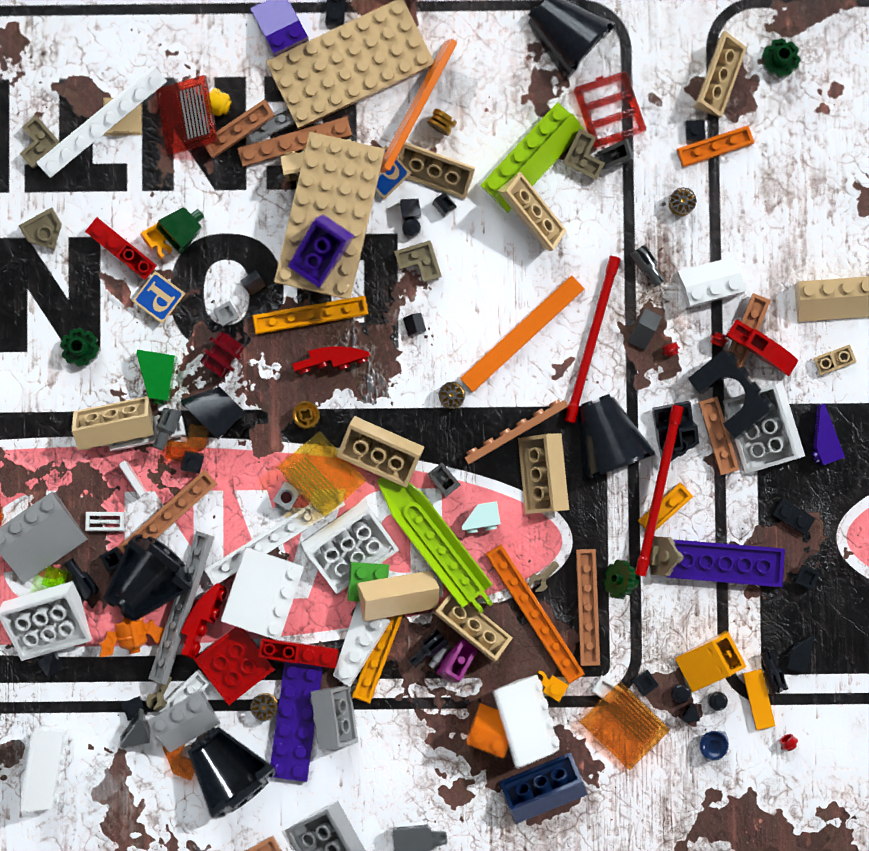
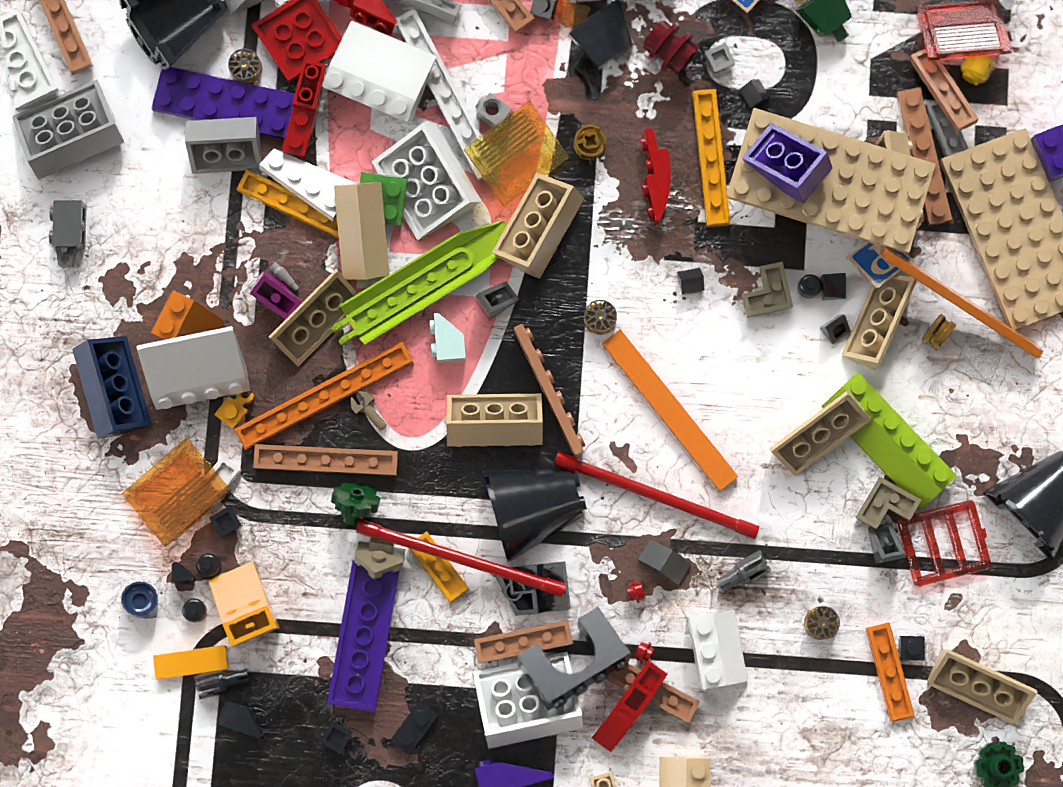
camera: 90 degrees right, 5 degrees down
(428, 648) = (295, 263): black arm -> none
(788, 742) = (133, 694): red plate -> none

